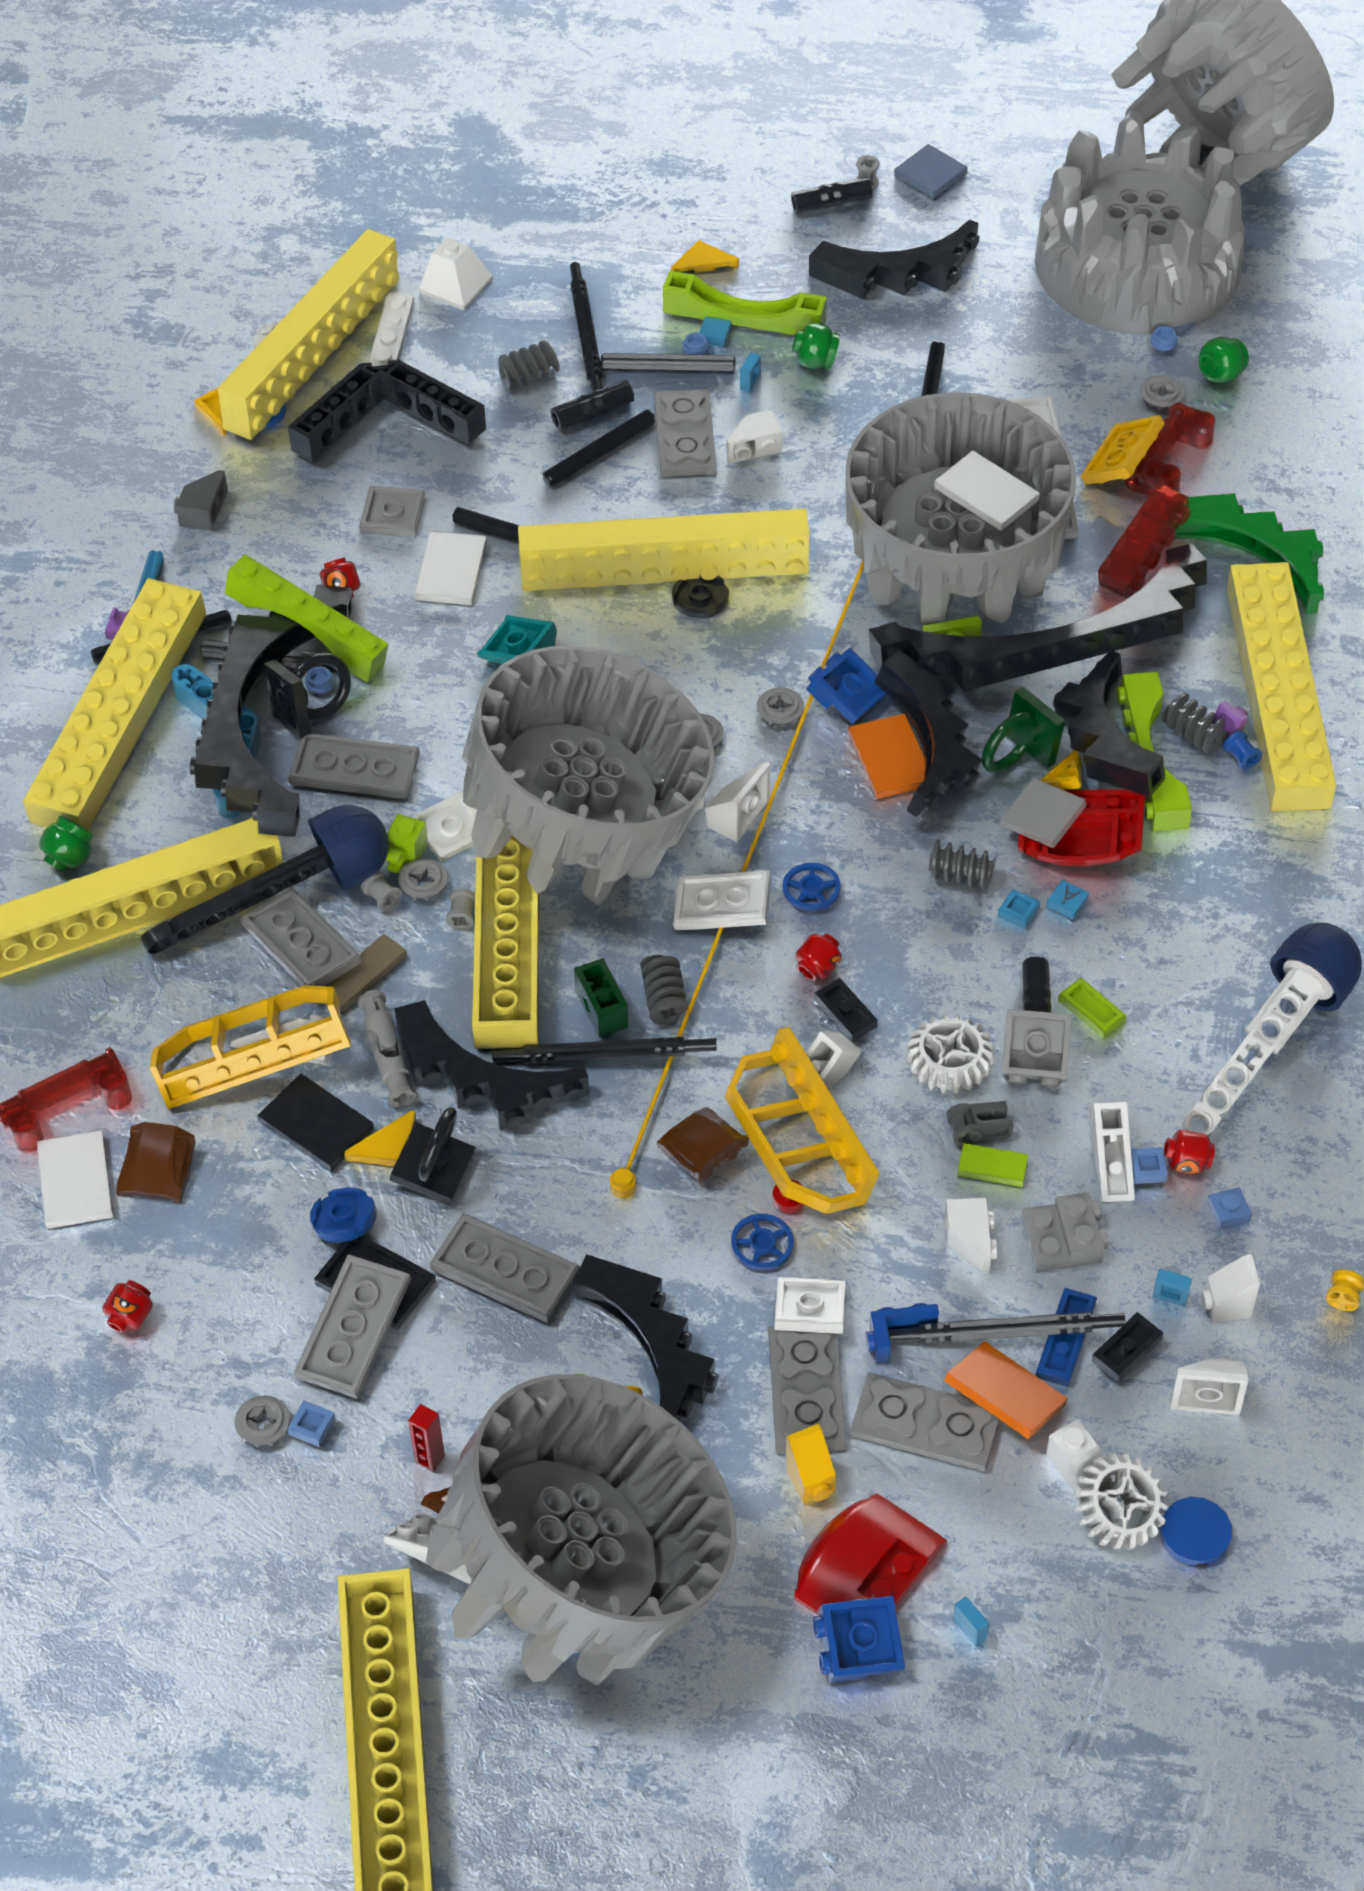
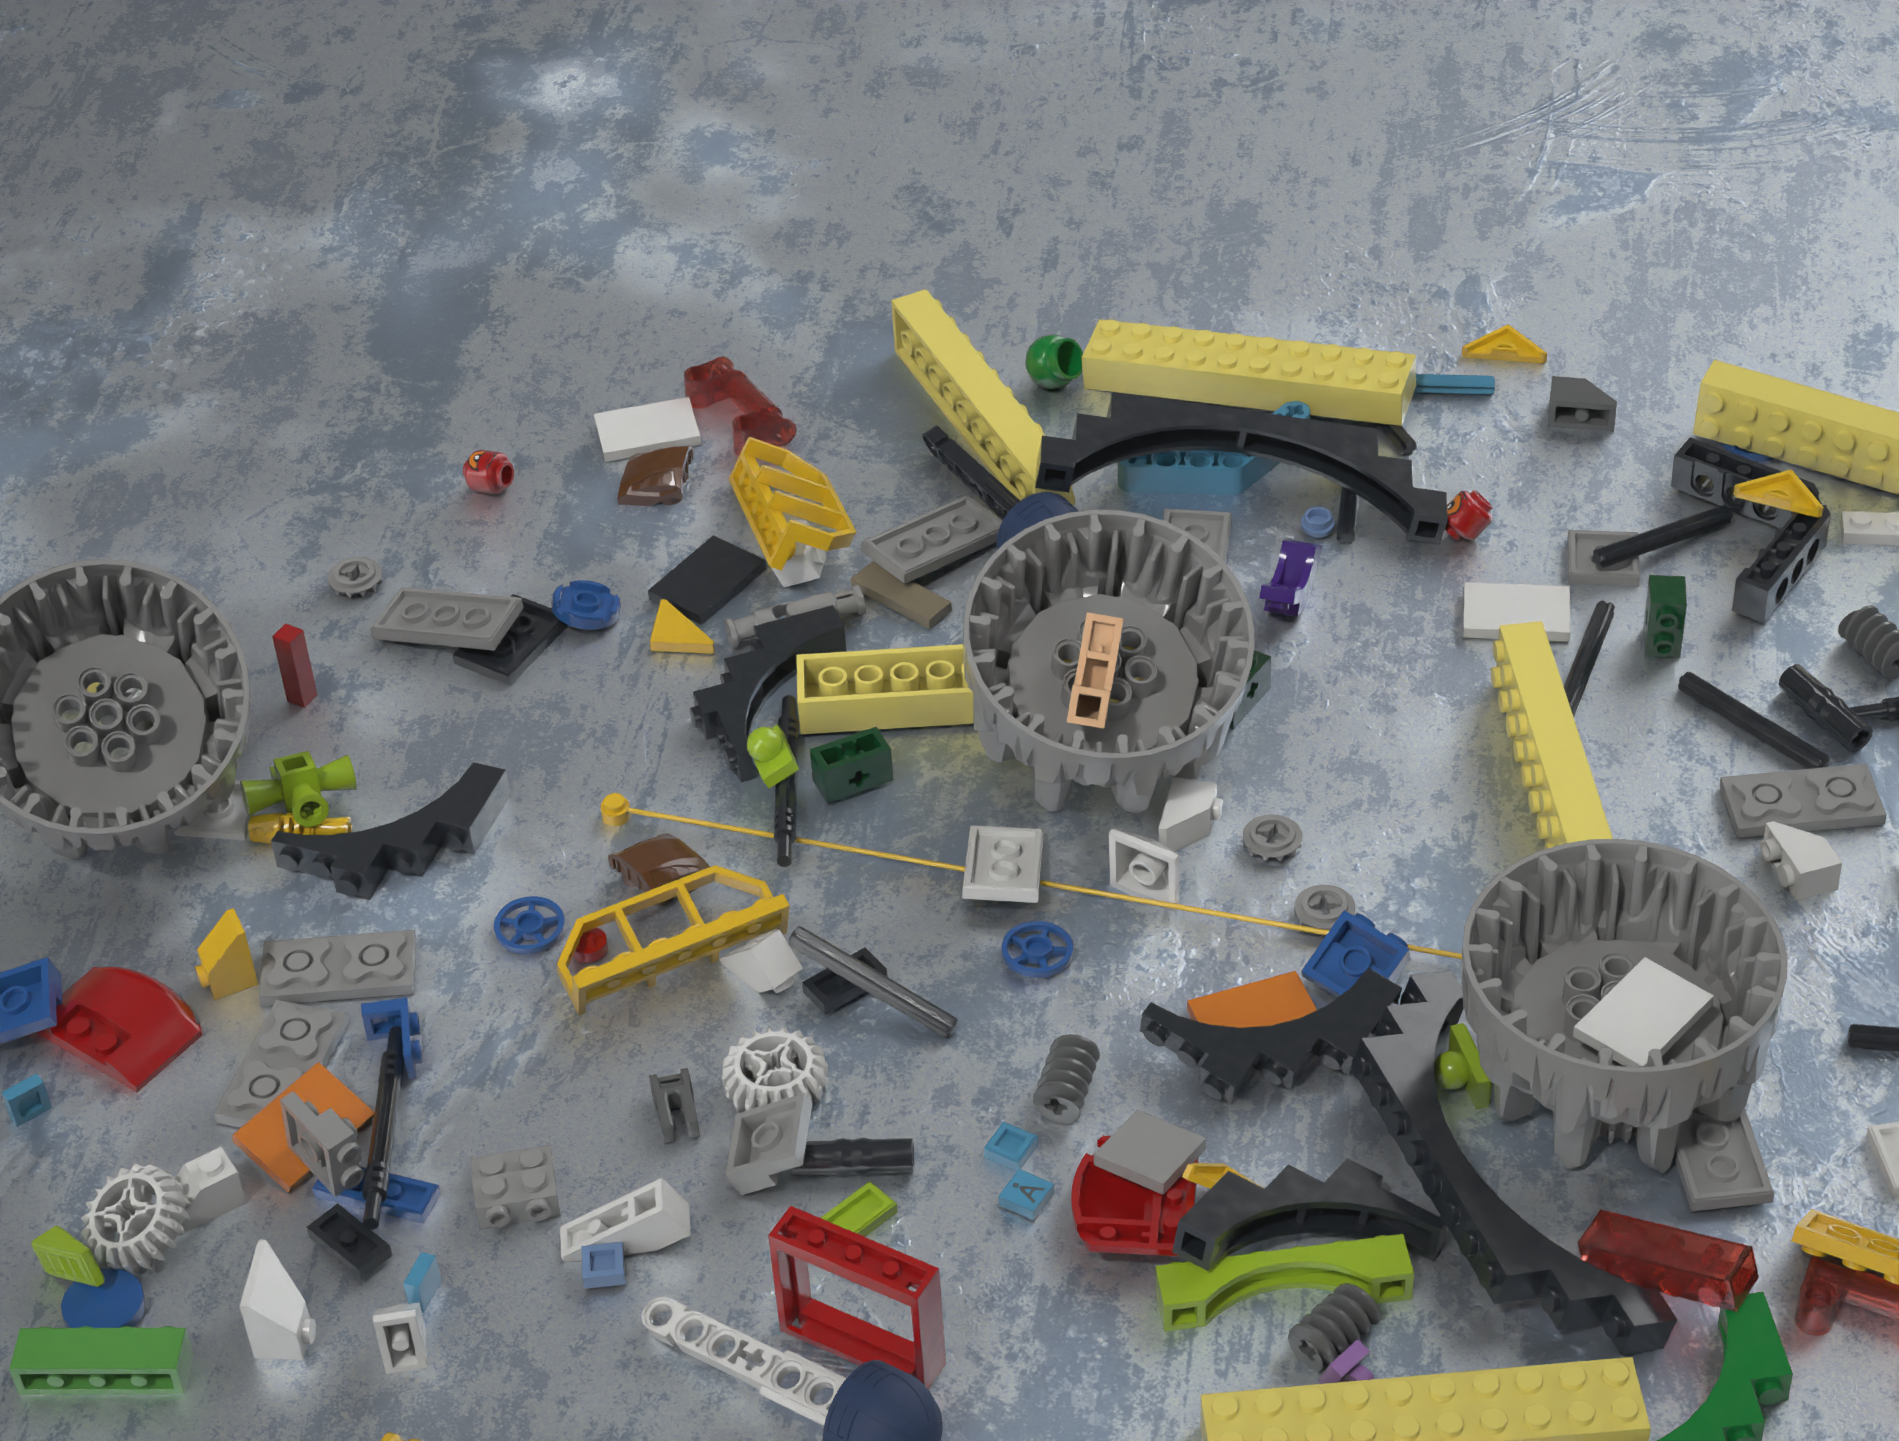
camera: 90 degrees right, 10 degrees down
(101, 543) = (1505, 345): none -> yellow tile
(264, 589) = (1363, 518): lime arch -> none
(290, 697) = (1260, 485): black tile -> none
(311, 1423) = (345, 606): medium blue plate -> none
(373, 379) = (1781, 491): none -> yellow tile
(384, 468) = (1661, 536): none -> black axle
(400, 699) = (1292, 579): none -> dark purple arch
(433, 1159) = (641, 659): black tile -> none
(494, 471) = (1664, 616): none -> dark green brick
(505, 1267) = (513, 722): light grey piece -> none
(516, 637) = (1386, 670): teal slope -> none
(587, 1051) = (771, 754): none -> lime tile
(624, 772) = (1095, 670): none -> light nougat arch
(663, 988) = (870, 818): dark grey piece -> none
(700, 597) = (1505, 840): black tile -> none
(810, 1305) = (435, 960): white tile -> none
(818, 956) = (920, 950): red head -> none
(859, 983) = (873, 982): none -> axle
(969, 1229) = (517, 1095): white slope -> none
(992, 1165) = (618, 1122): lime tile -> none
(1030, 726) = (1290, 1135): dark green tile -> none
(1058, 1349) = (323, 1143): none -> light grey plate
(1160, 1552) = (67, 1257): none -> lime slope
(1189, 1152) = (616, 1303): red head -> none
(1229, 1208) = (541, 1351): medium blue plate -> none
(1233, 939) = (807, 1239): none -> red window
(1242, 750) = (1303, 1374): blue bush -> none
(1263, 1518) = (101, 1360): none -> bright green brick

